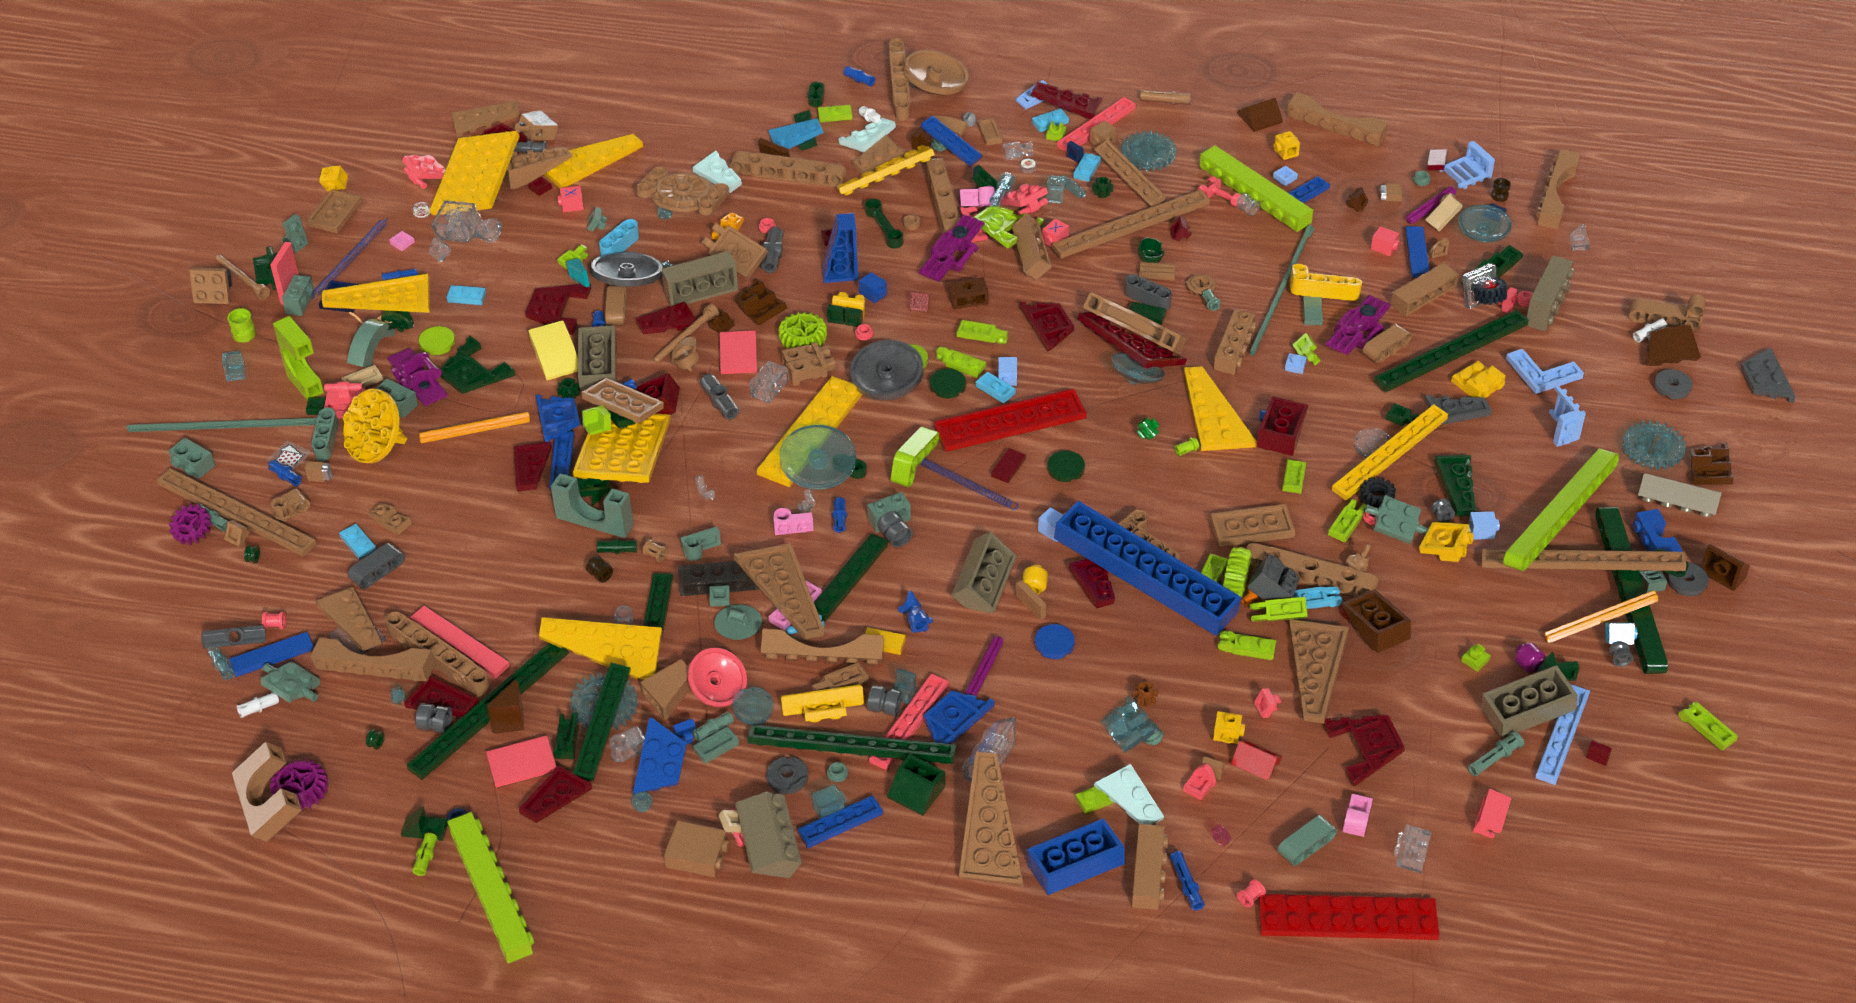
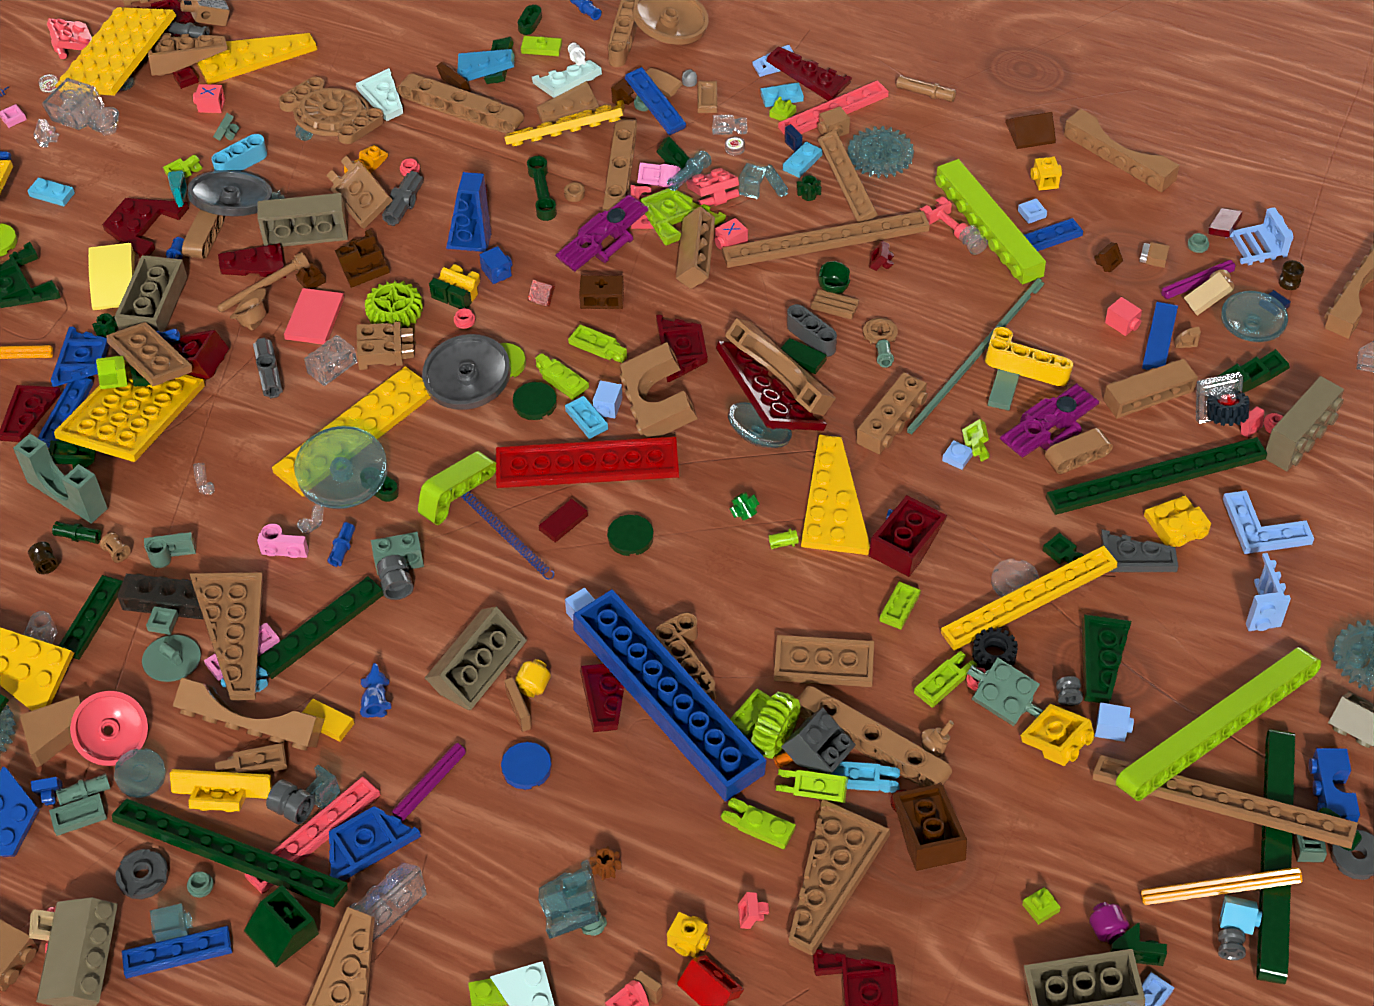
camera: 15 degrees right, 5 degrees up
(1050, 377) = (639, 376): none -> medium nougat arch

